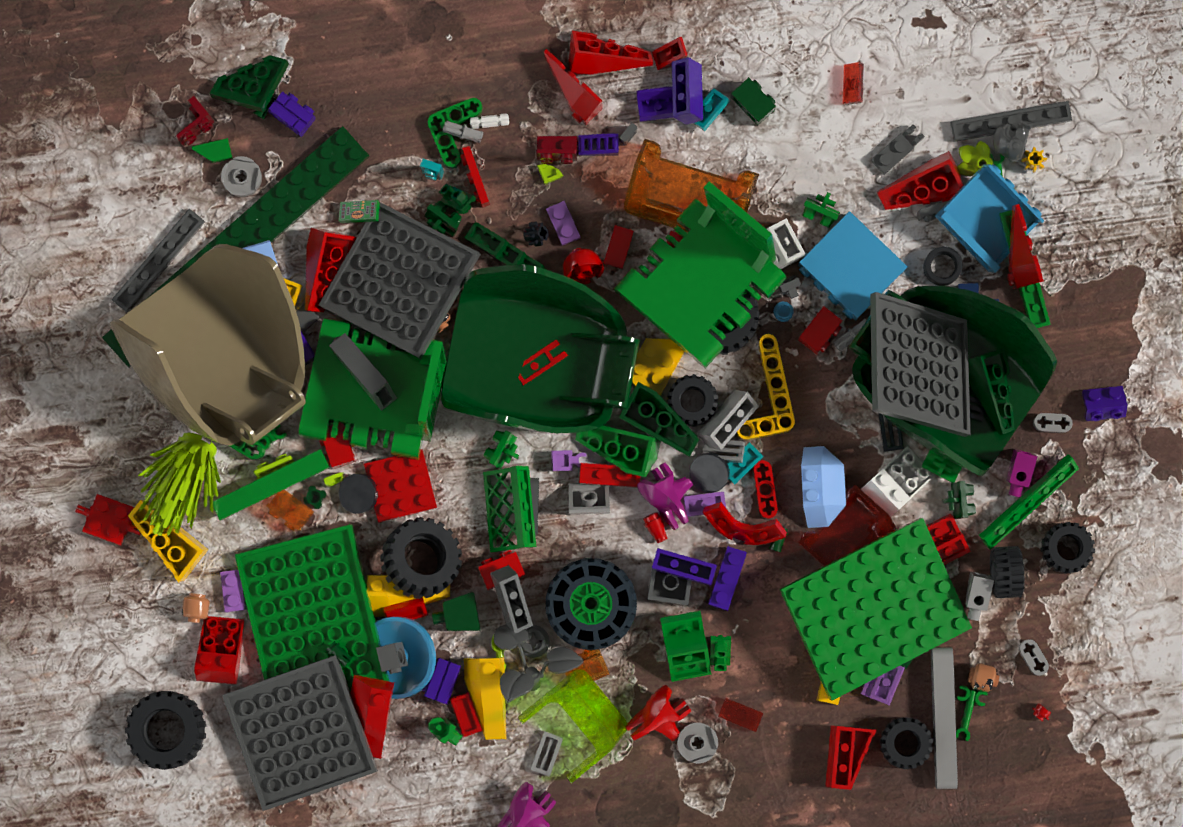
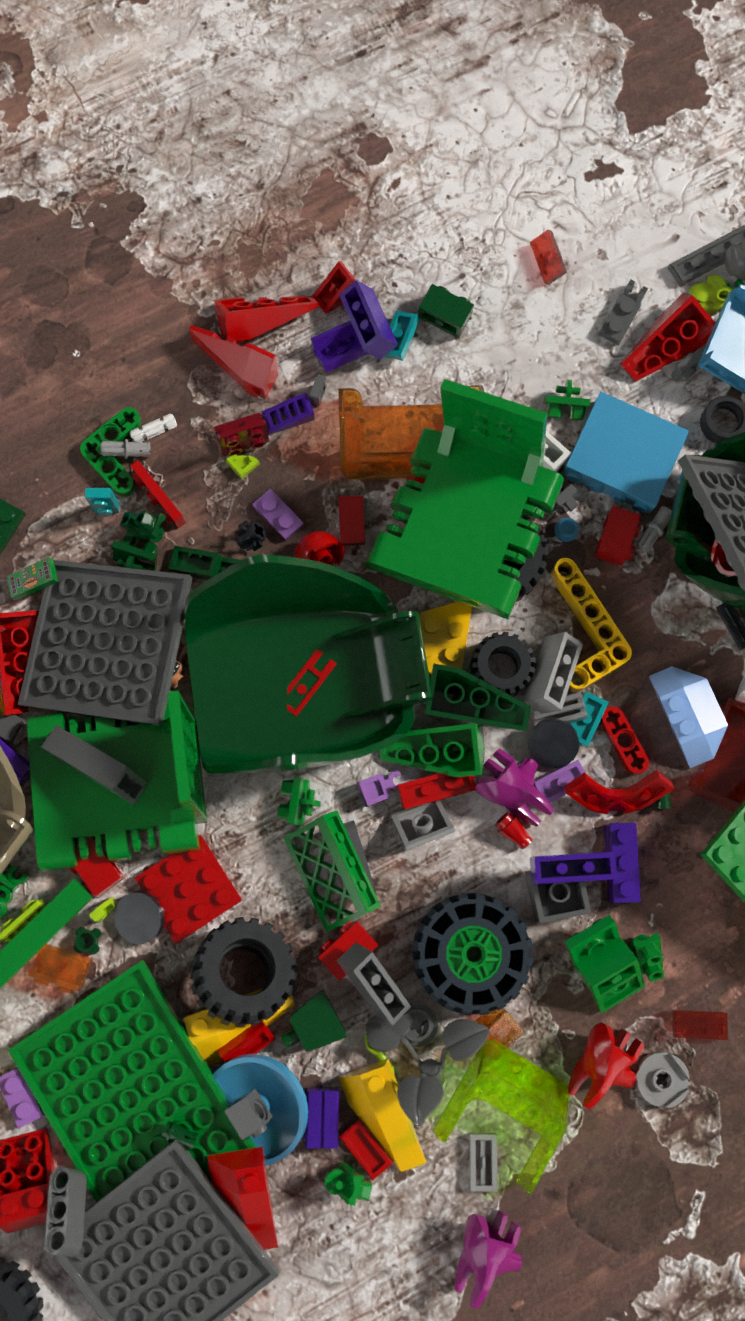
camera: 30 degrees left, 5 degrees down
(244, 676) = (65, 1212): none -> dark grey beam

